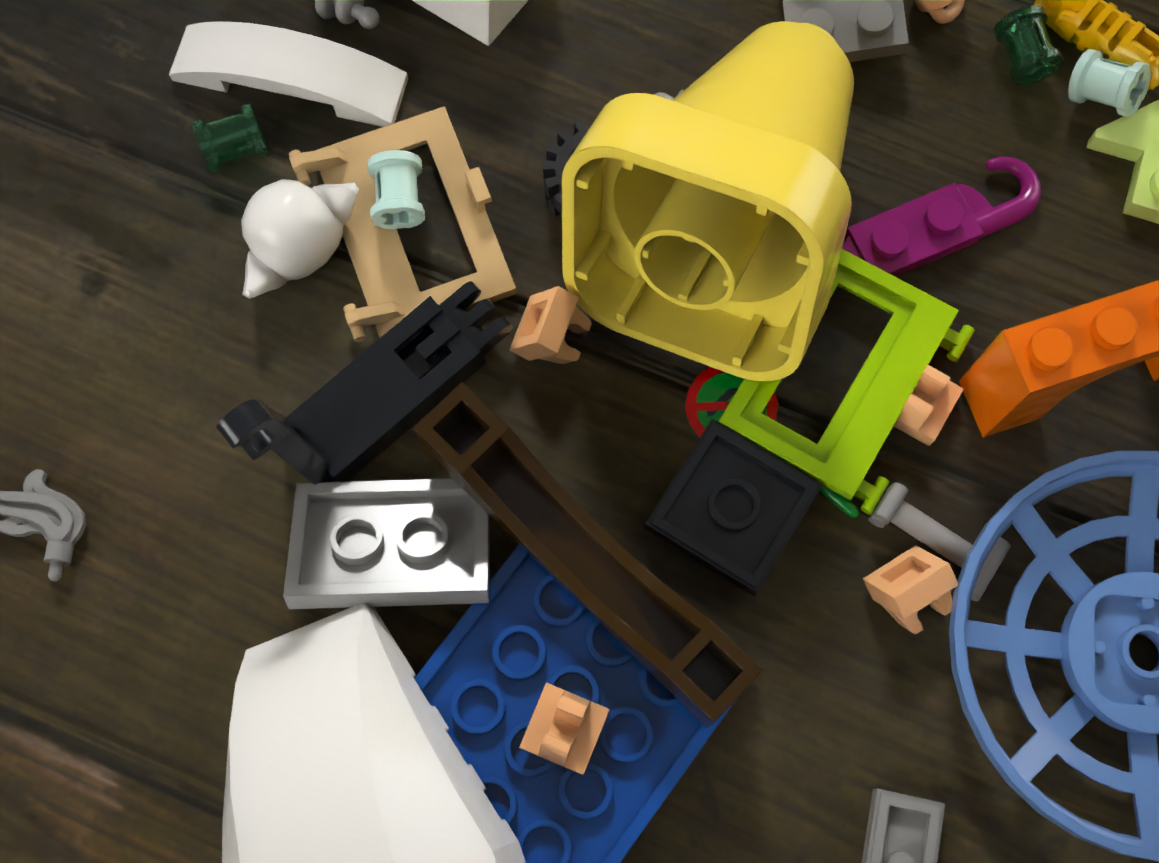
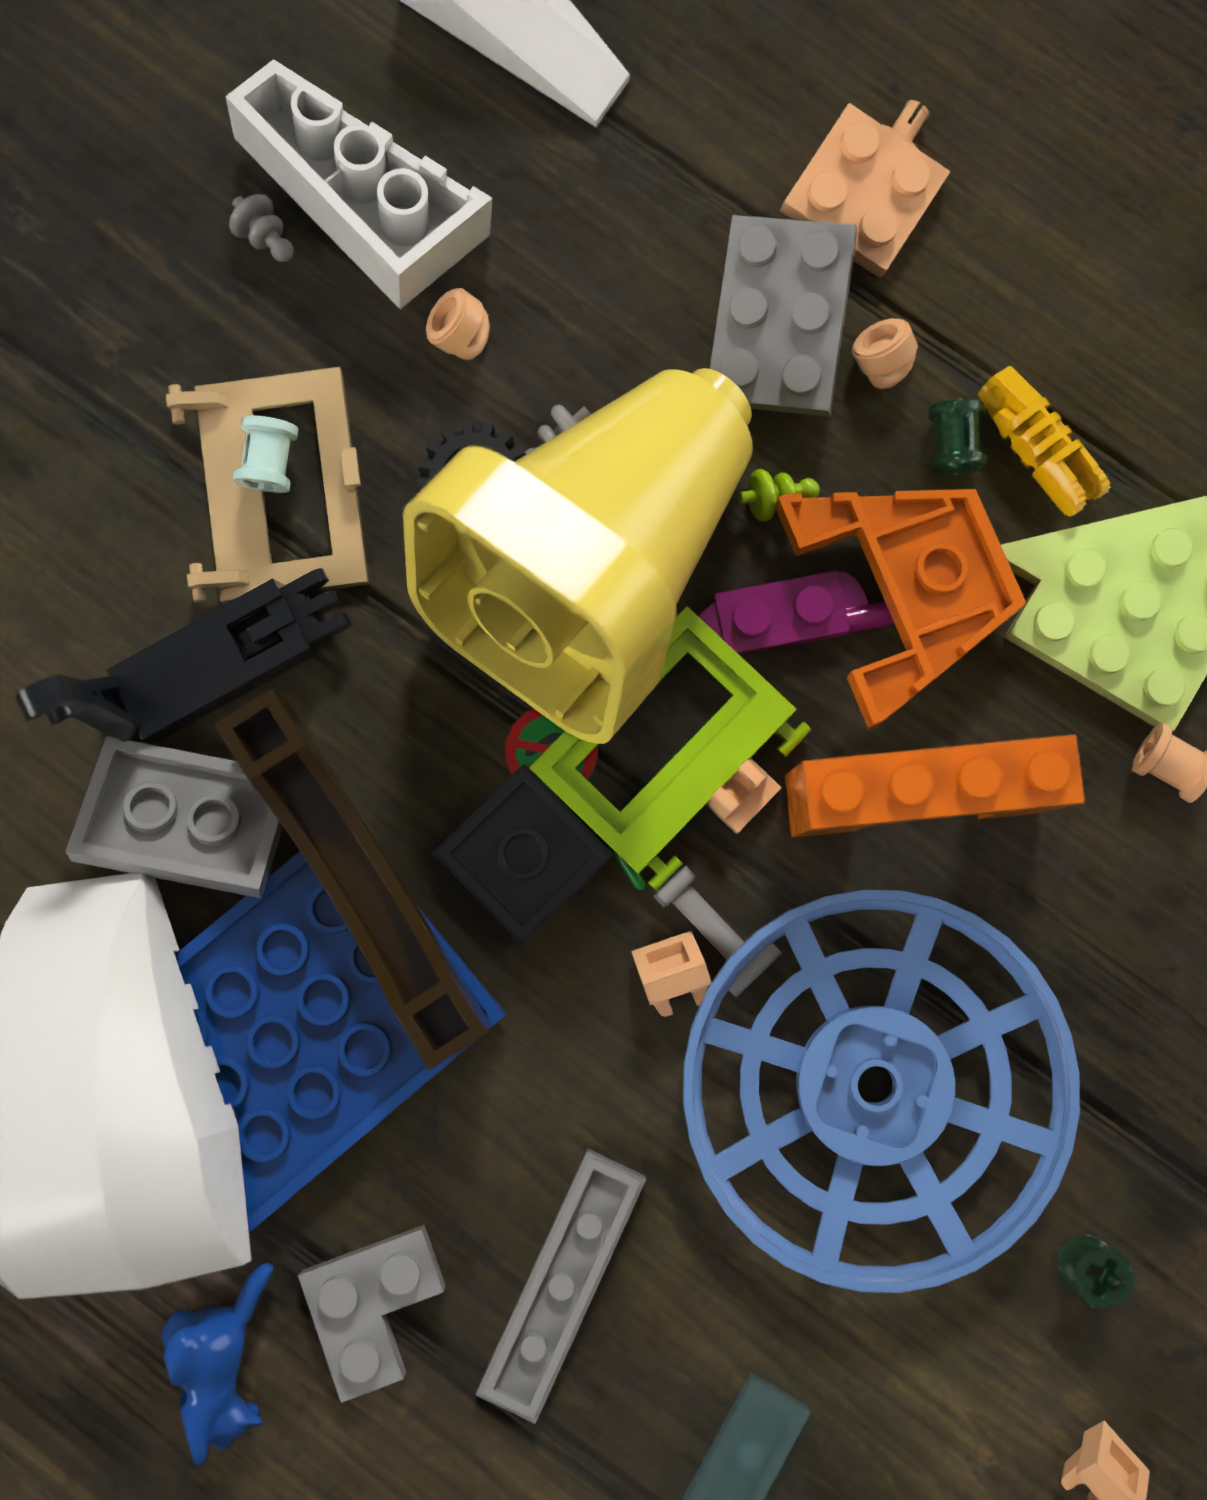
camera: 10 degrees right, 10 degrees up
(230, 138) = (112, 355): clear green bush -> none
(290, 65) = (191, 290): white slope -> none
(292, 231) = (152, 474): white piece -> none
(545, 325) = (383, 630): light nougat tile -> none
(546, 45) = (458, 324): none -> light nougat tile
(564, 728) = (304, 1033): light nougat tile -> none
(873, 130) = (764, 492): none -> lime hair
(1046, 156) = (934, 569): none -> orange wing
(1109, 82) = (1025, 499): light aqua bush -> none

